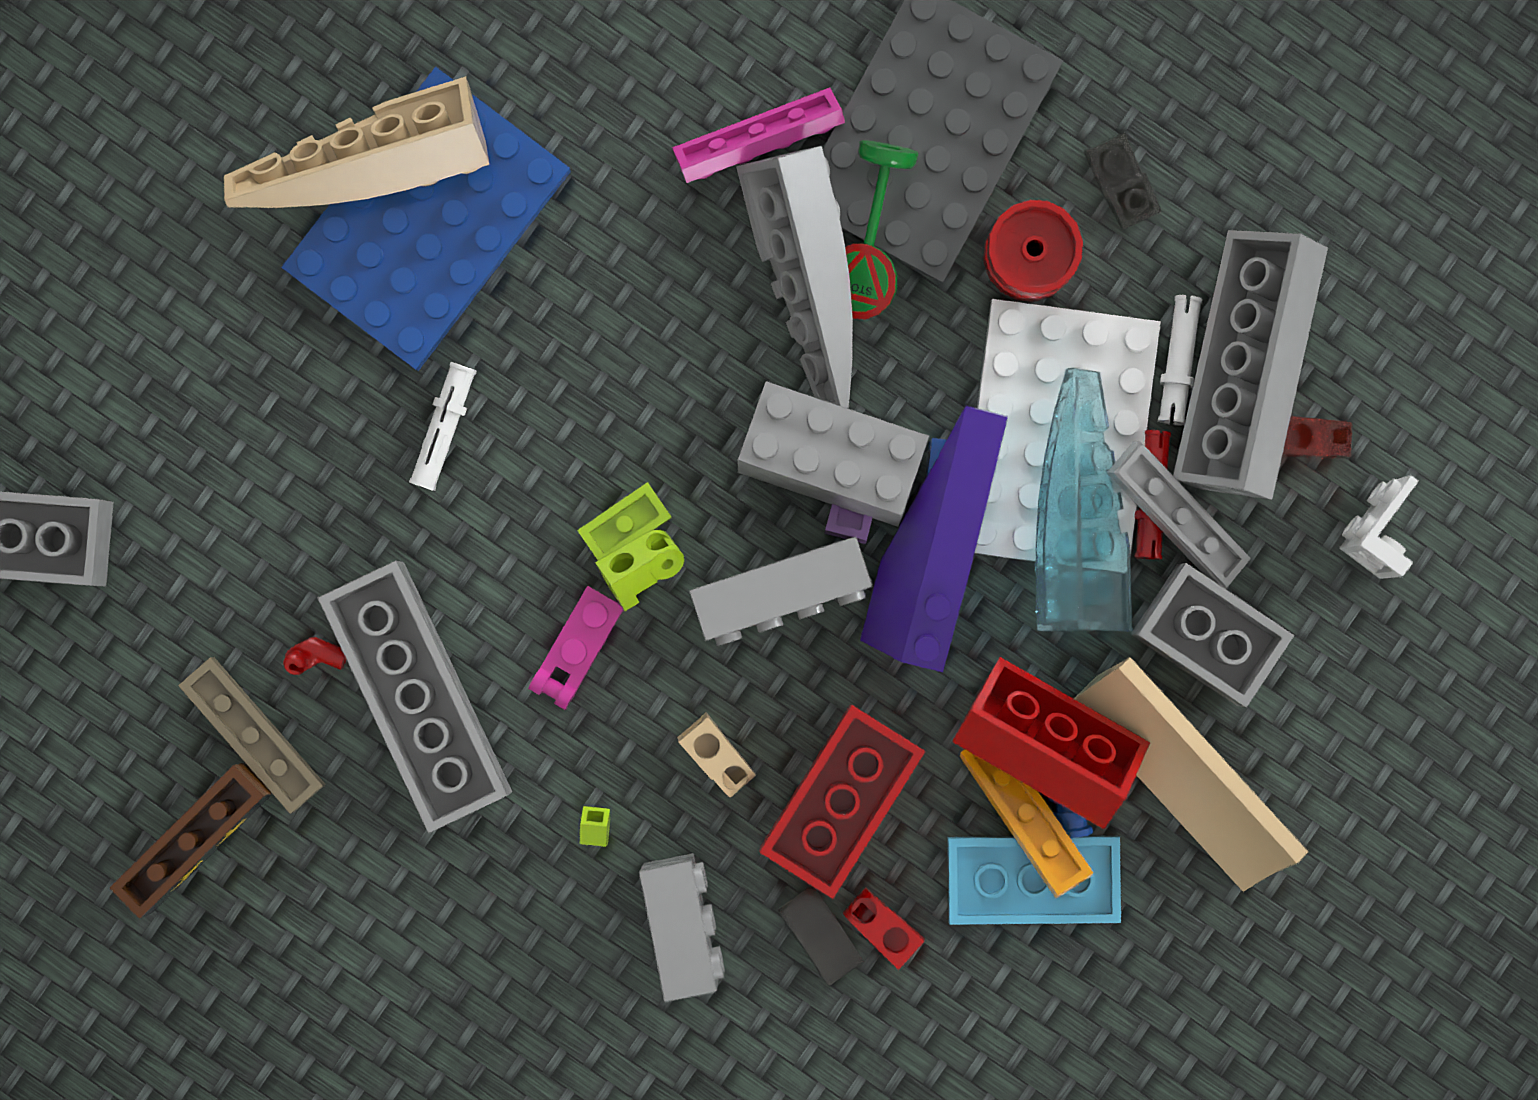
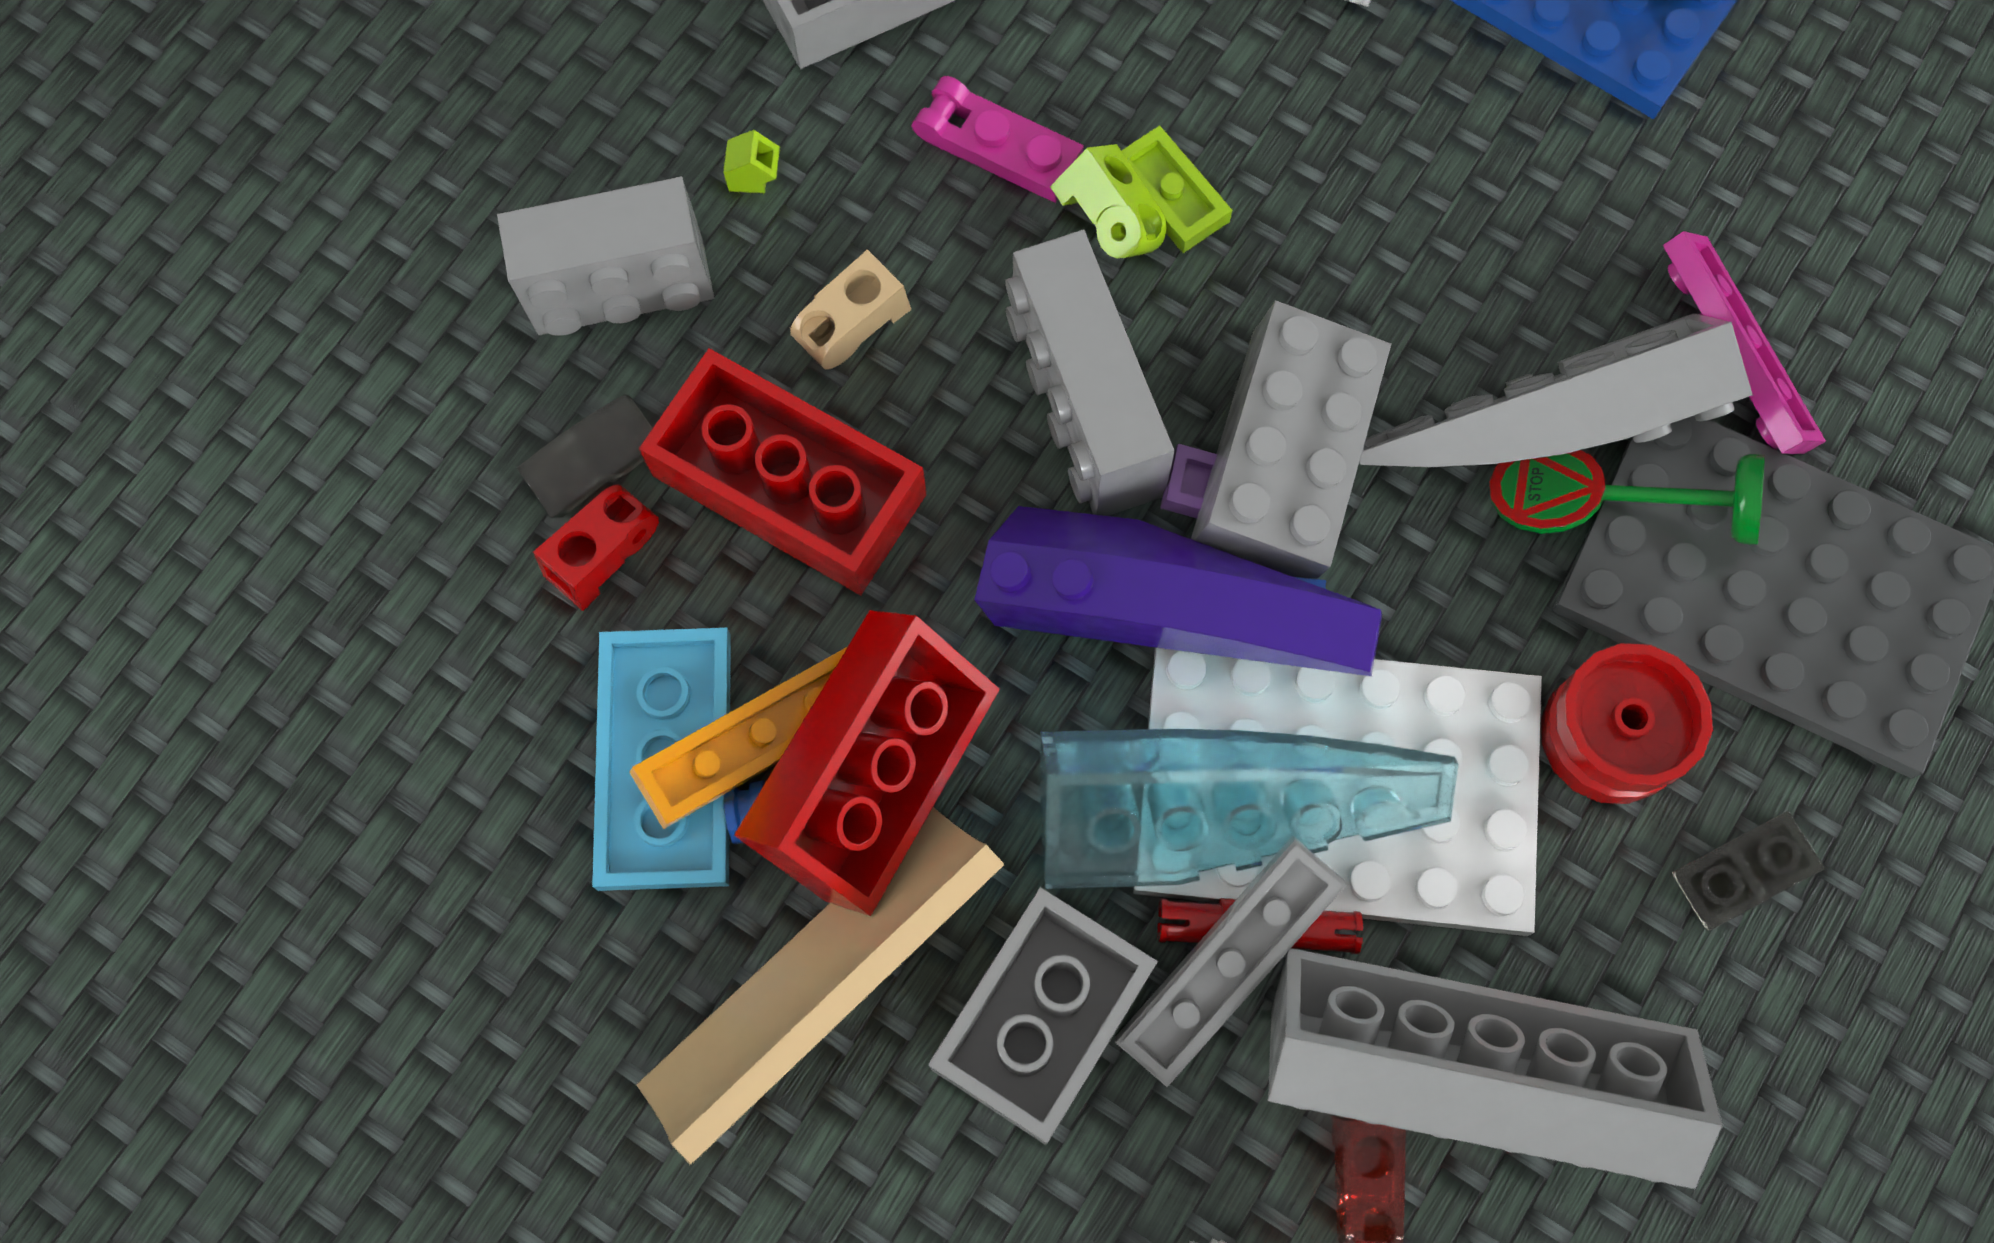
camera: 90 degrees right, 15 degrees down
(1180, 360) = (1479, 964): white pin -> none

